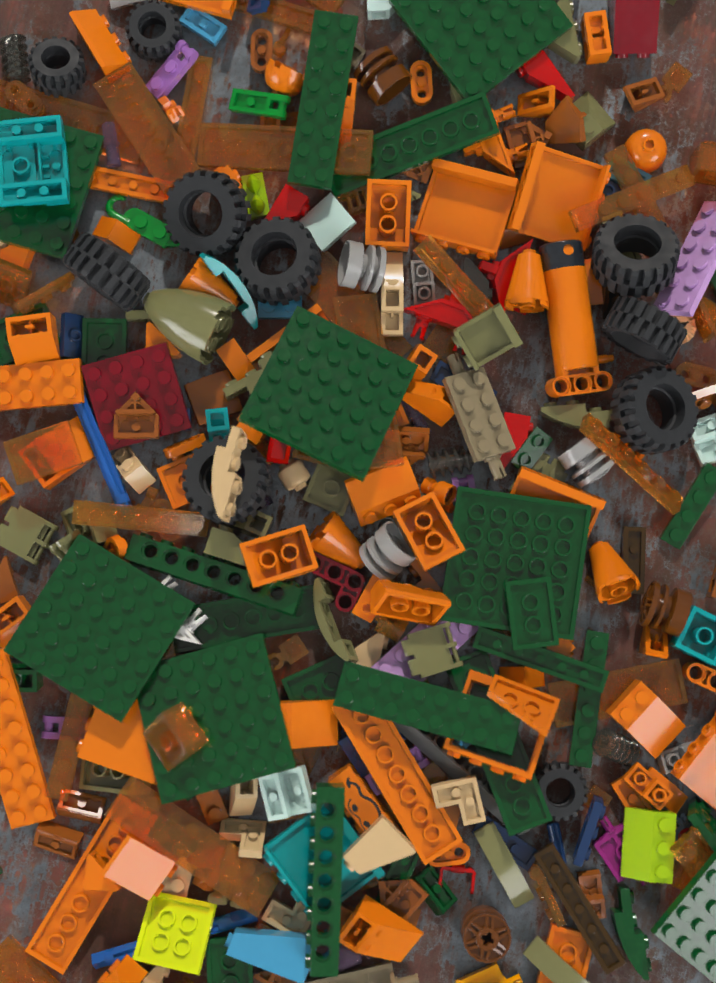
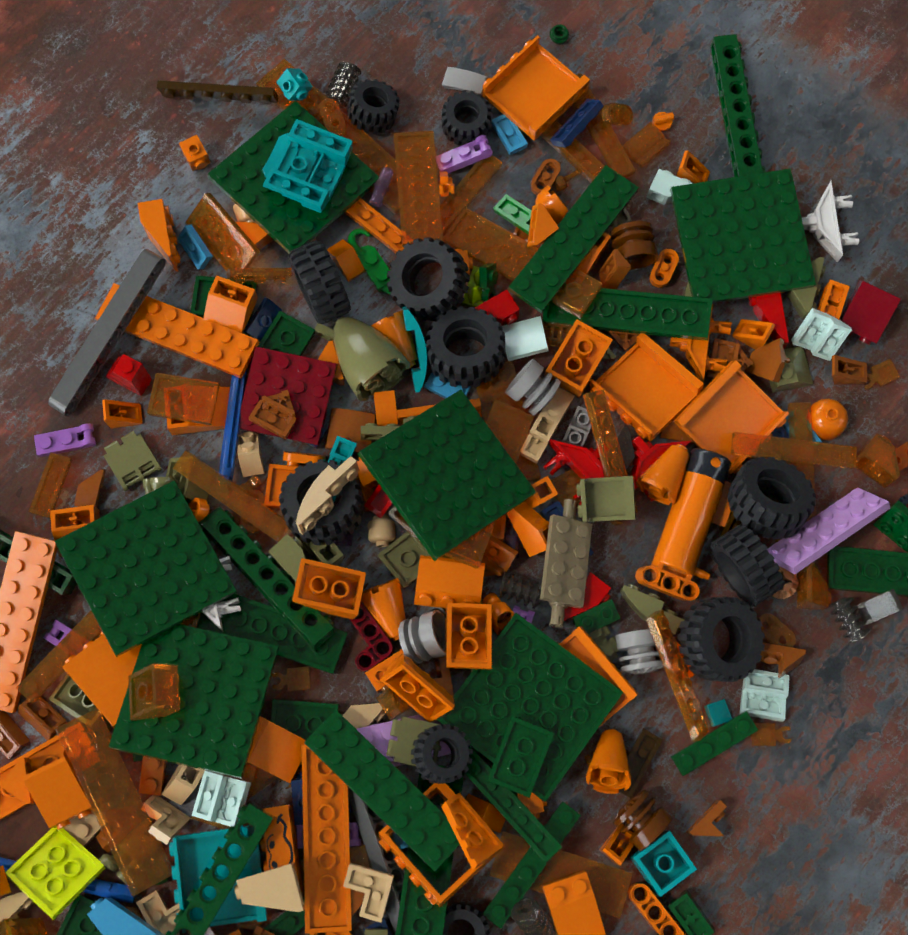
camera: 25 degrees right, 10 degrees down
(99, 40) = (418, 102): orange slope -> none
(262, 182) = (488, 278): none -> dark green plate
(286, 104) = (541, 225): none -> orange slope
(321, 598) = (347, 647): olive slope -> none
(376, 111) = (614, 270): none -> dark orange slope
(479, 649) = (459, 754): none -> black tyre
(601, 71) = (821, 334): none -> light aqua slope
(681, 476) = (718, 712): none -> teal slope

